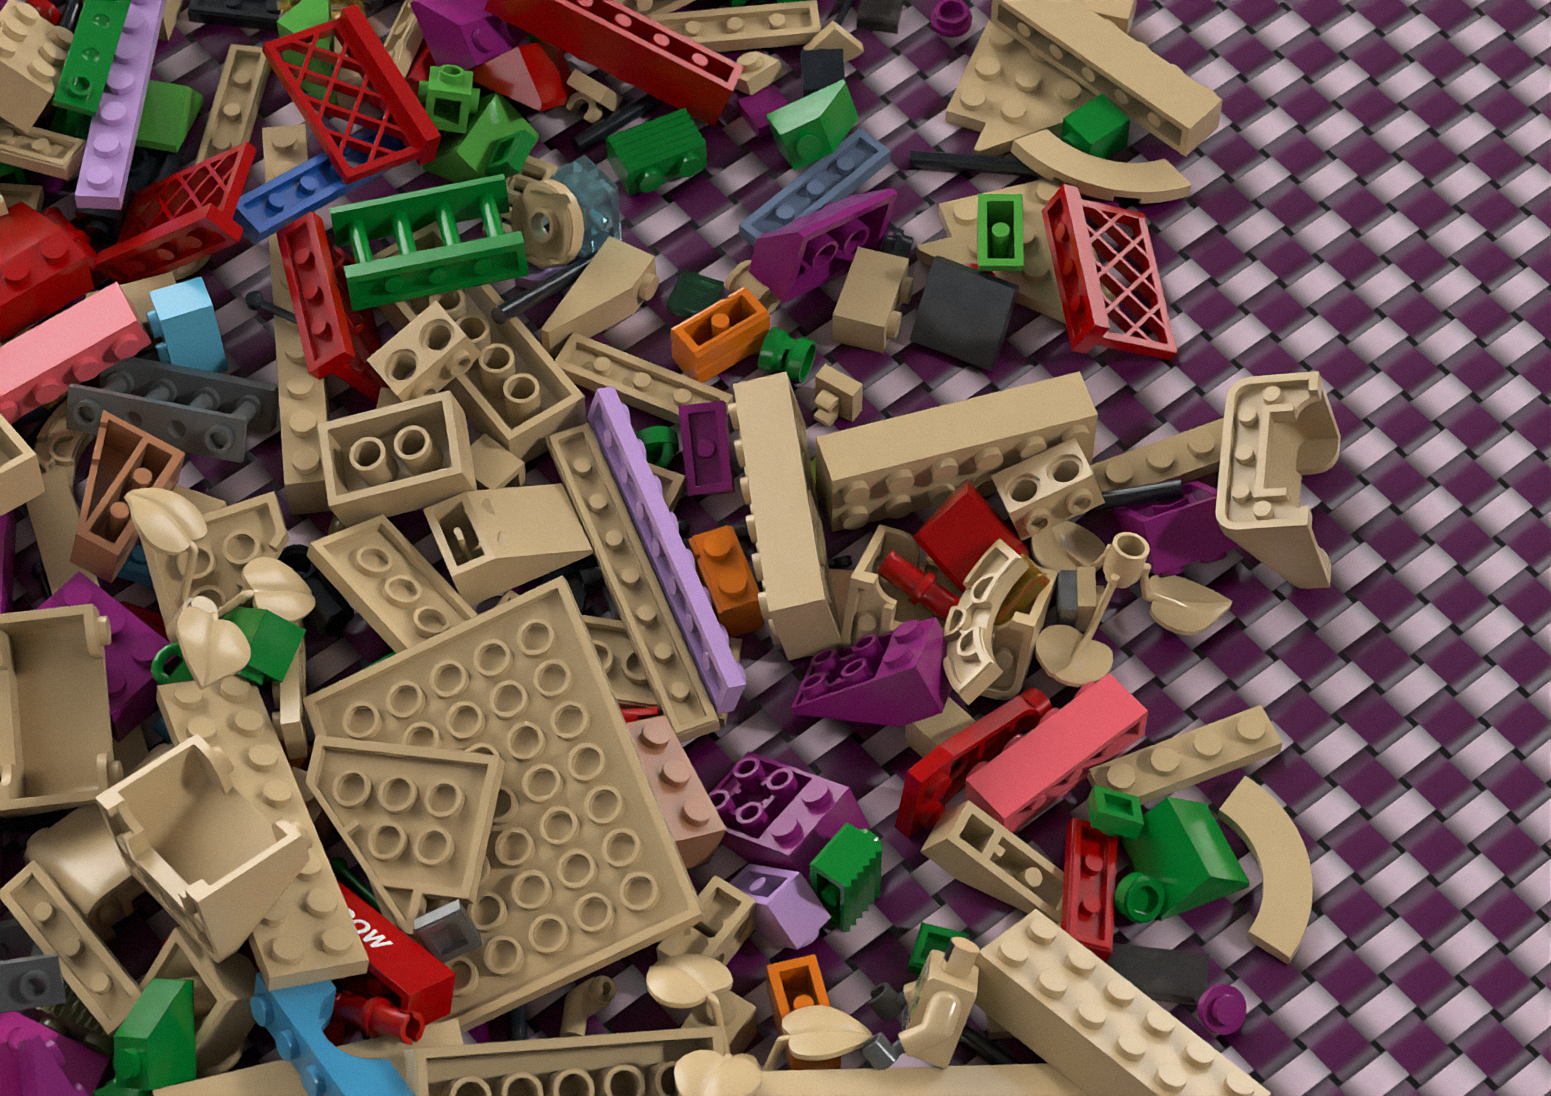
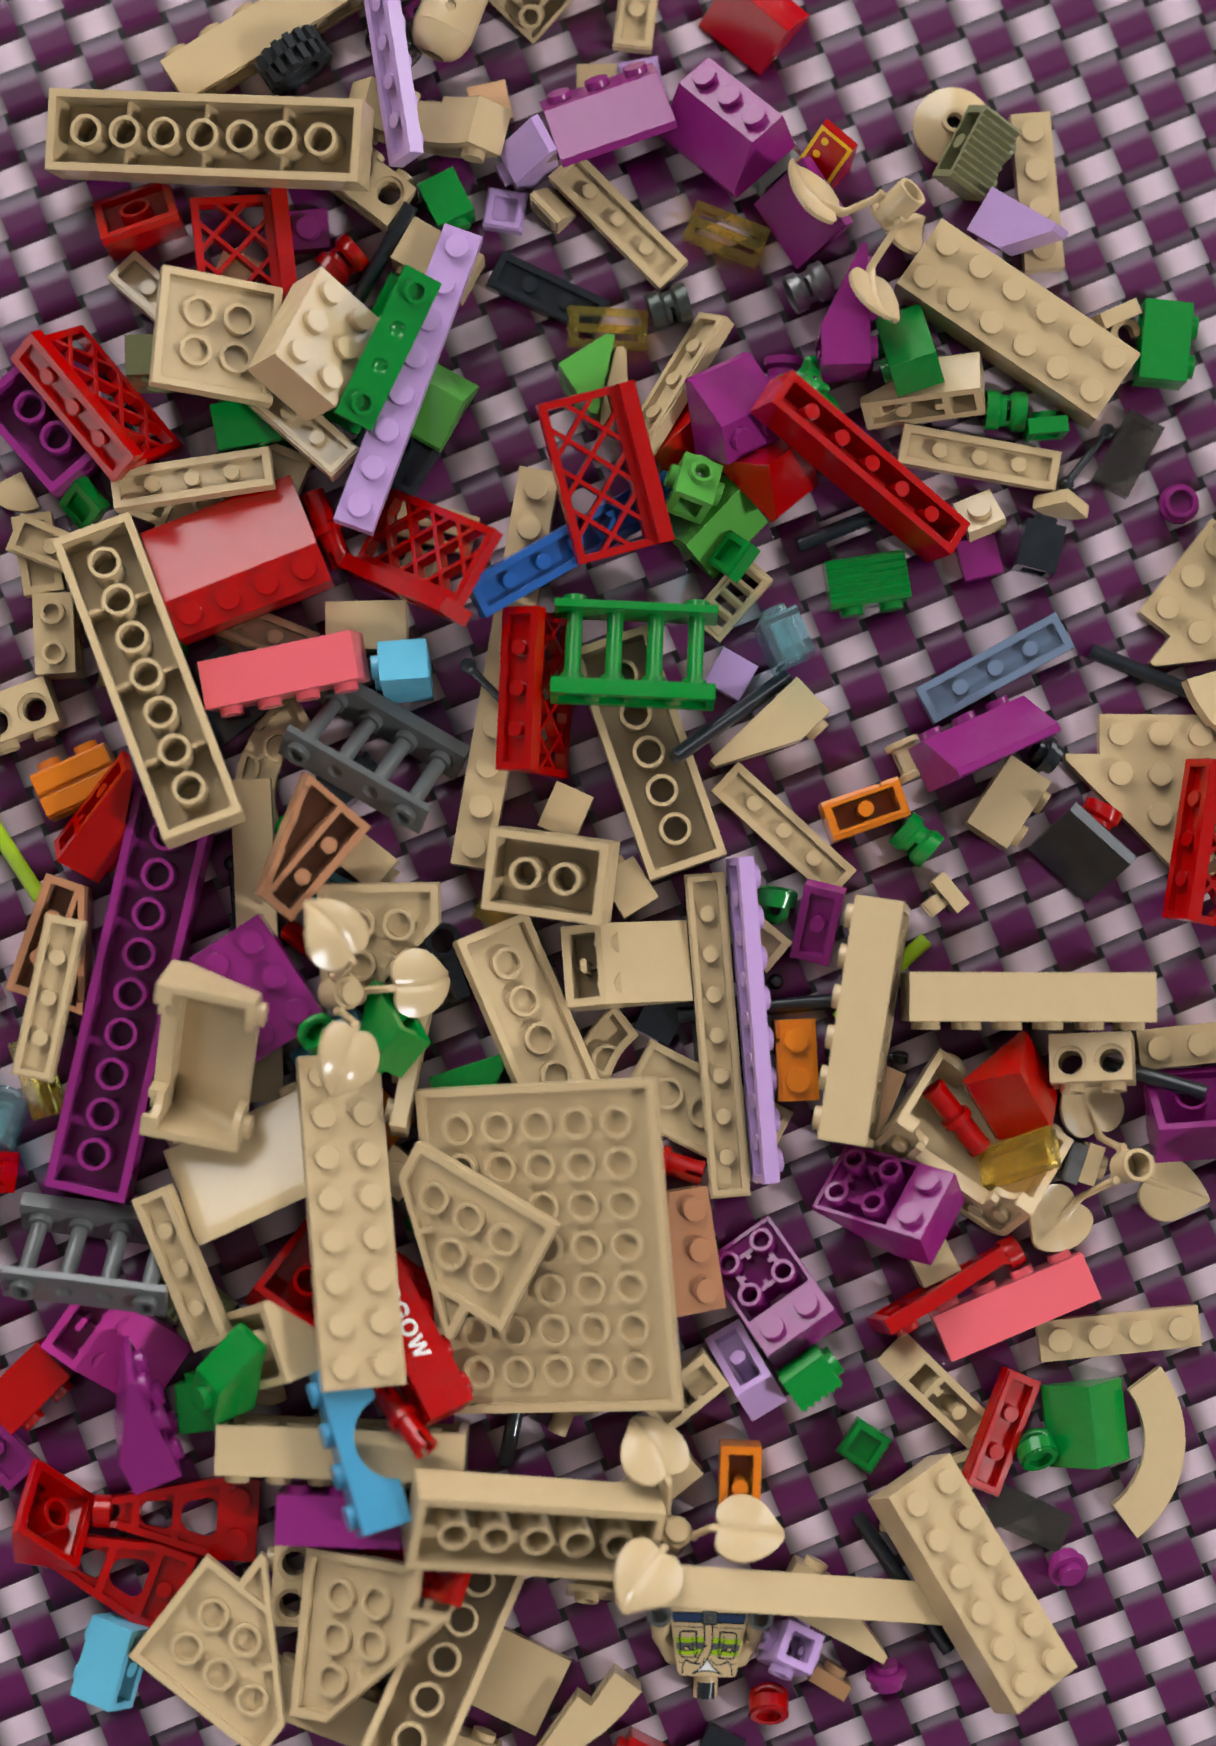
camera: 10 degrees right, 30 degrees up
(202, 845) = (300, 1258): tan windscreen -> none
(235, 101) = (500, 416): tan tile -> none
(418, 349) = (597, 774): tan brick -> none
(448, 931) = (478, 1349): flat silver tile -> none
(565, 220) = (758, 668): tan tile -> none
(592, 93) = (829, 497): tan tile -> none
(693, 294) = (856, 746): clear green tile -> none
(813, 124) = (1013, 602): green slope -> none
(933, 1011) = (840, 1529): tan torso -> none
(970, 623) = (982, 1184): tan tile -> none
(1000, 232) = (1136, 799): bright green slope -> none
(1115, 812) = (1043, 1378): green plate -> none

